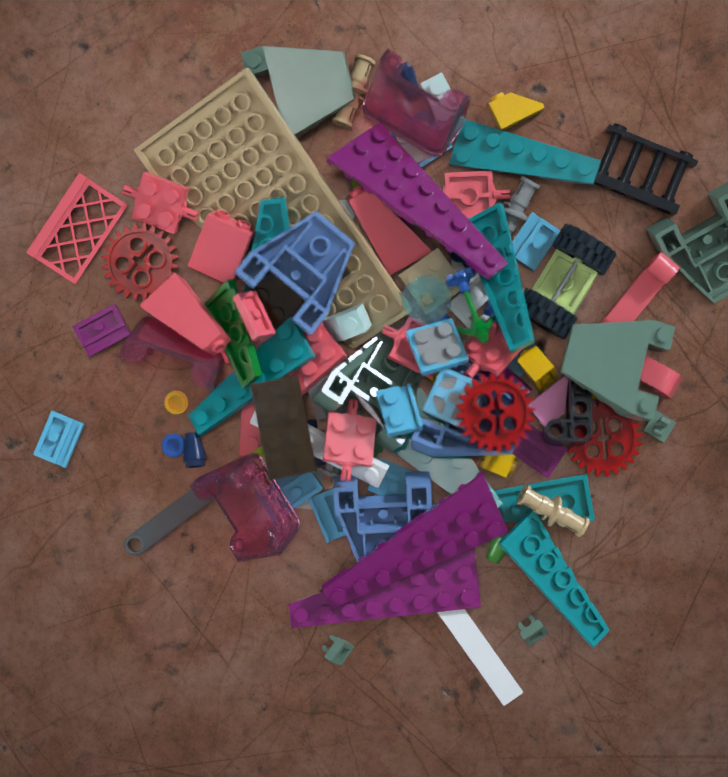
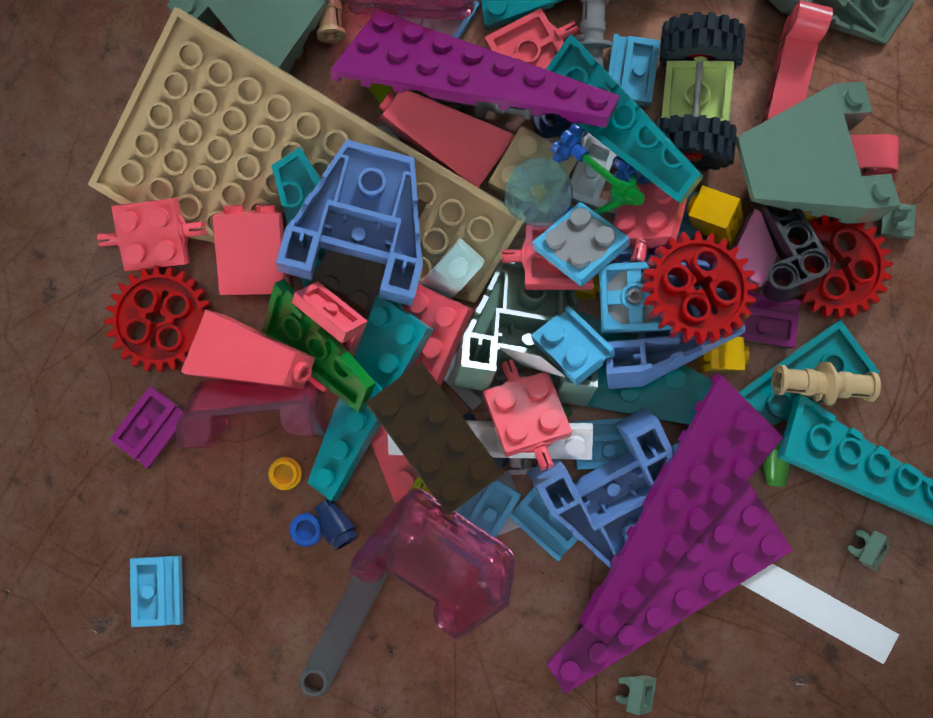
camera: 20 degrees left, 5 degrees down
(59, 216) = (32, 308): coral fence -> none

